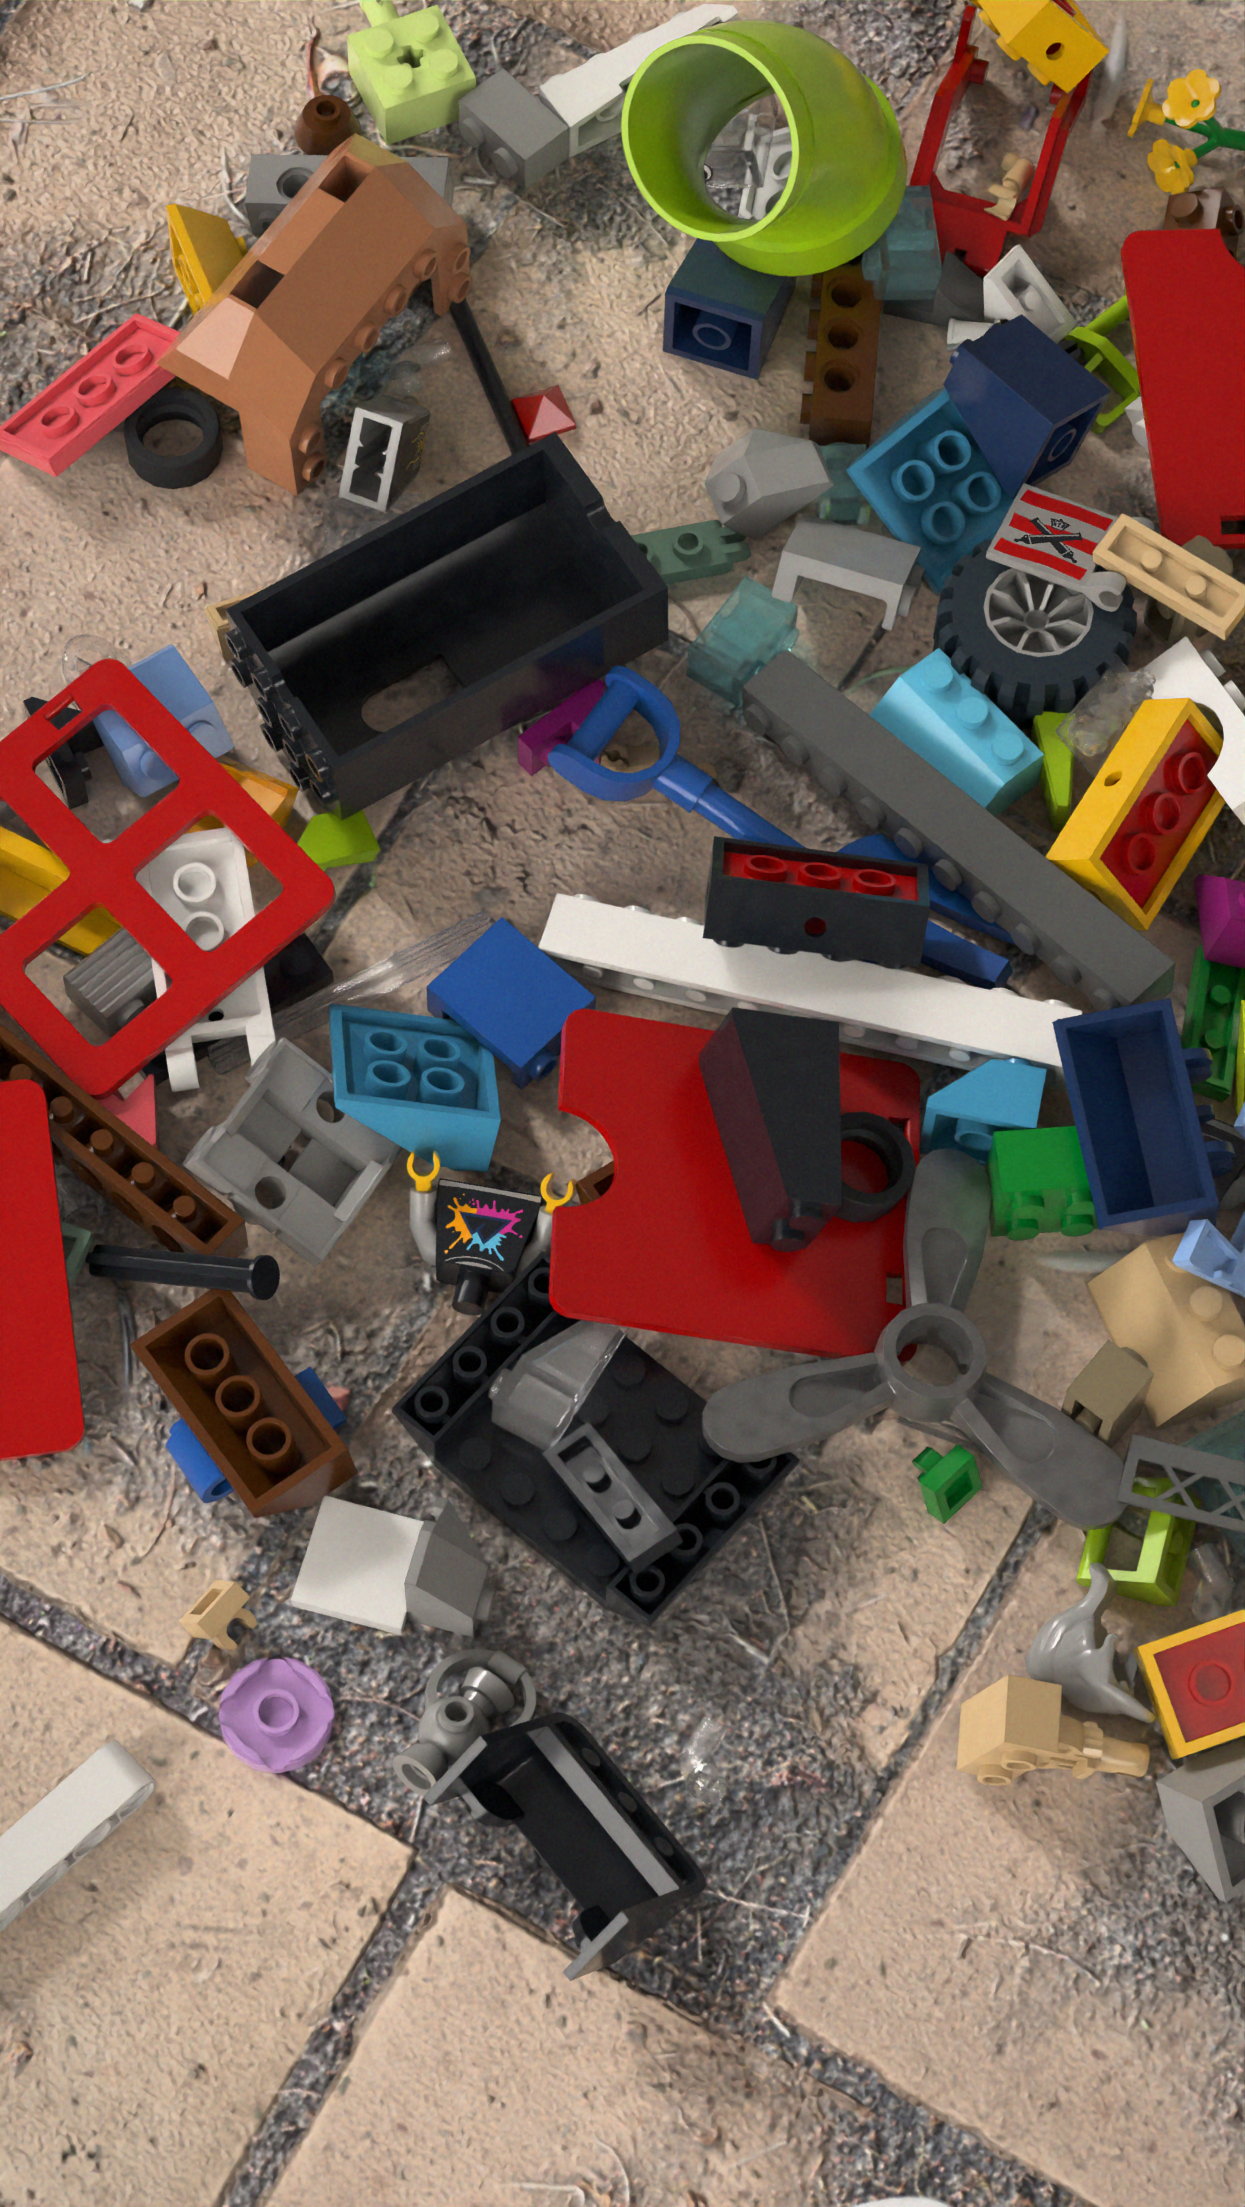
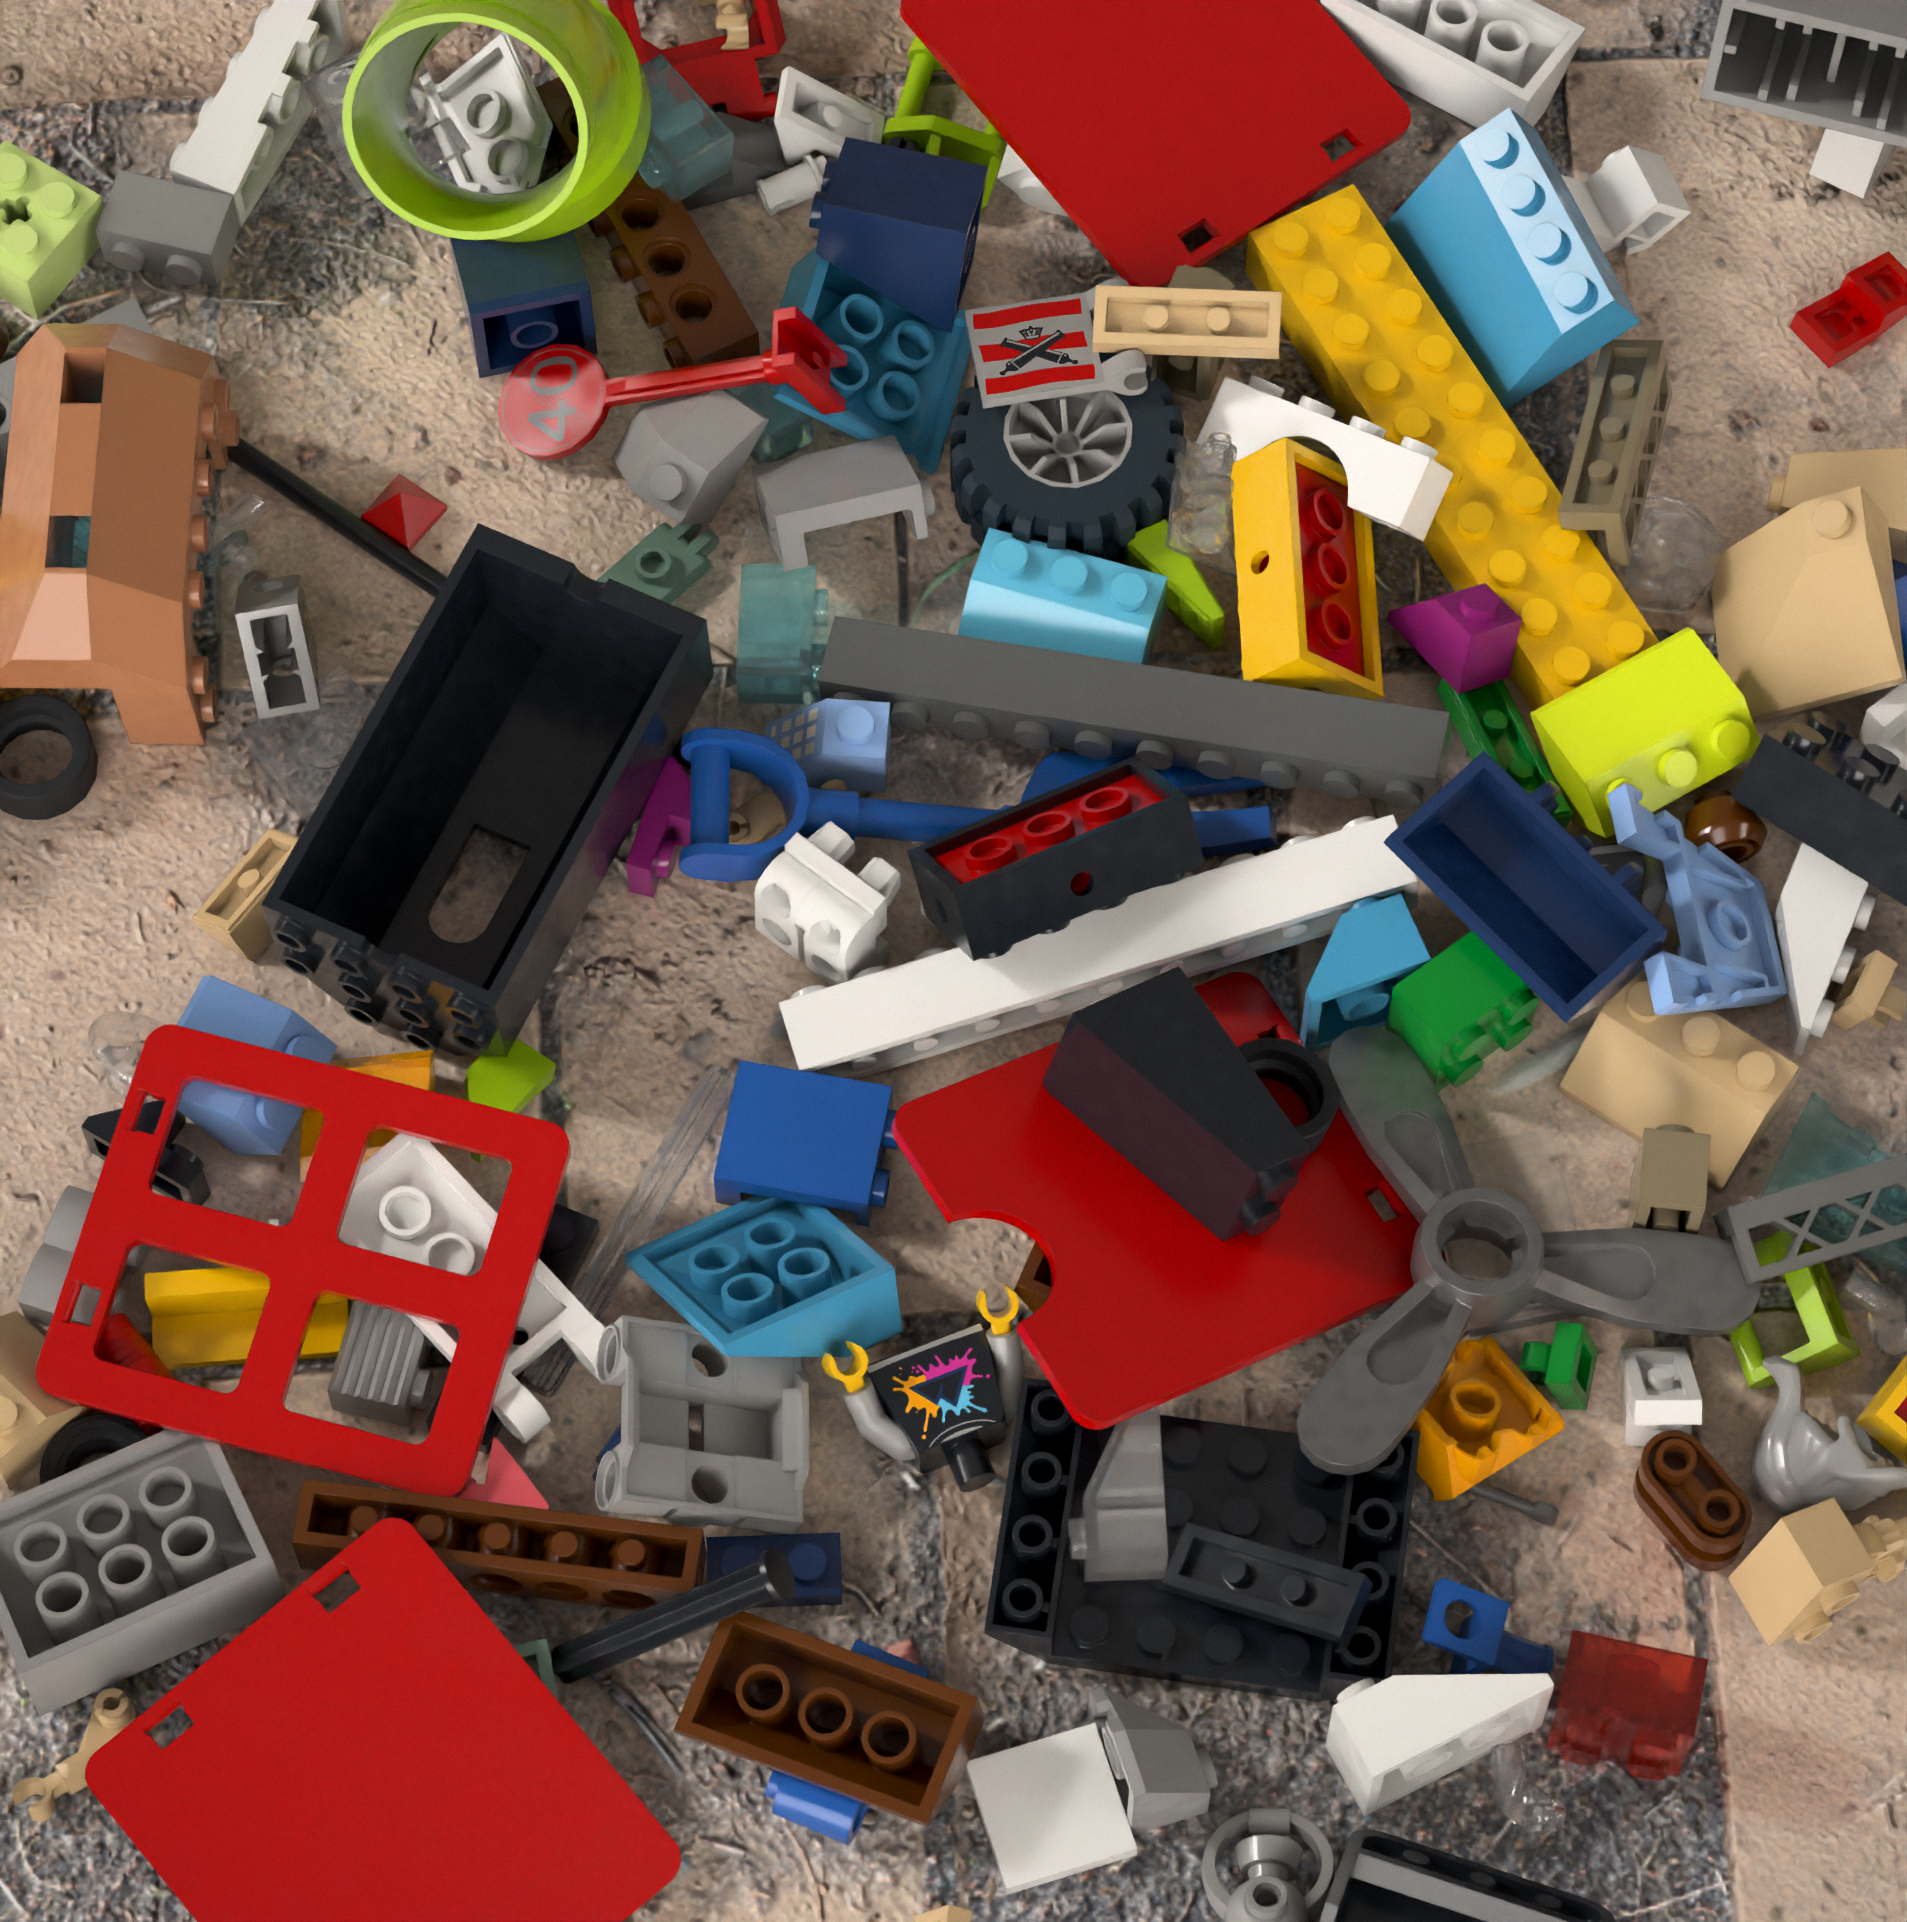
camera: 30 degrees left, 0 degrees up
(304, 1291) = (811, 1556): none -> dark blue plate
(633, 847) = (822, 908): none -> white hips
(655, 1670) = (1425, 1726): none -> white slope
(712, 388) = (564, 393): none -> red piece
(731, 740) = (838, 742): none -> light blue slope
(746, 1637) = (1481, 1637): none -> blue bracket
(805, 1503) = (1538, 1511): none -> dark grey hinge
(813, 1743) = (1626, 1705): none -> clear red brick
(854, 1478) = (1479, 1420): none -> light orange slope
(970, 1630) = (1692, 1500): none -> reddish brown brick
(1000, 1544) = (1658, 1392): none -> white slope

